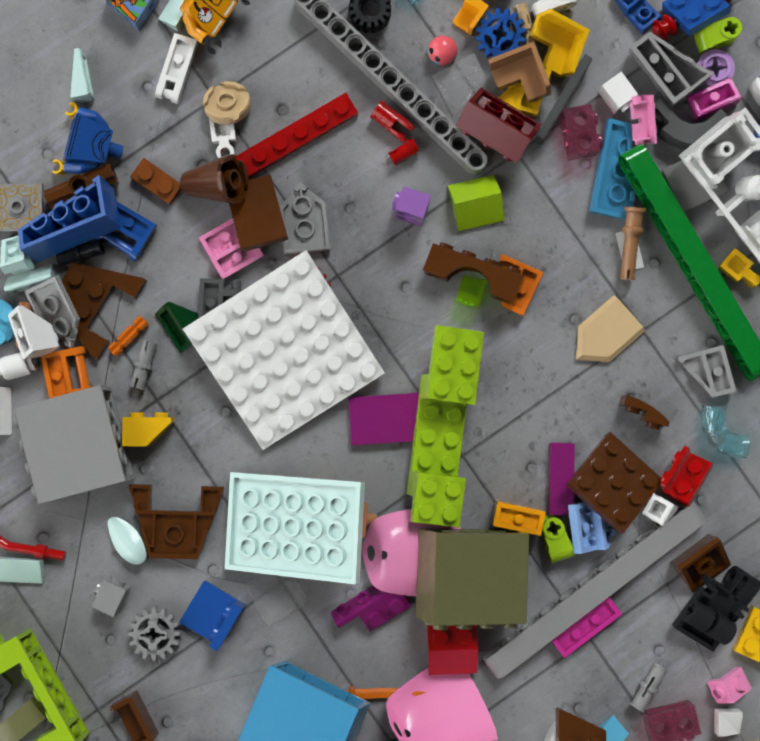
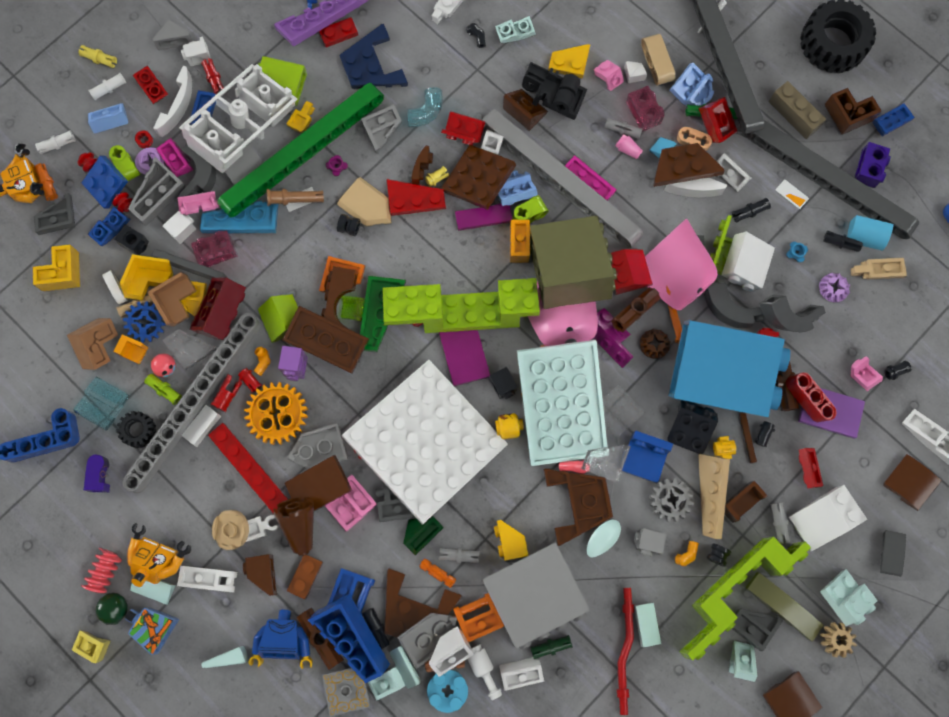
camera: 100 degrees left, 10 degrees down
(17, 457) = (551, 647): none -> dark green pin
(78, 674) = (719, 554): none -> black wheel
(85, 639) = (689, 556): none -> light orange arm
(157, 688) = (713, 490): none -> tan wing
(169, 131) = (261, 572): none -> reddish brown slope
(203, 714) = (724, 447): none -> yellow gear
(215, 565) = (606, 461): none -> clear wing
(217, 529) = (574, 466): none -> coral arm
(235, 681) = (693, 427): none -> black bracket
(284, 455) = (509, 426): none -> yellow head
(337, 459) = (503, 383): none -> black brick
(344, 651) = (650, 350): none -> reddish brown gear
(356, 155) = (258, 416): none -> light orange gear
(360, 86) = (201, 425): none -> white slope
(390, 636) = (636, 309): none -> reddish brown piece
(413, 47) = (163, 389): none -> lime pin
(426, 172) = (264, 360): none -> light orange arm
(433, 250) = (325, 339): none -> reddish brown tile
(450, 313) = (373, 315): none -> green wing
(581, 304) = (348, 225): none -> black wheel
(603, 393) = (413, 198): none -> red wing
(618, 26) = (125, 237): none -> black brick
(621, 688) = (628, 146): none -> bright pink cone
(626, 428) = (437, 176): none -> light yellow pin
(668, 296) = (341, 165): none -> magenta plate
(755, 61) = (141, 134): none -> red bush

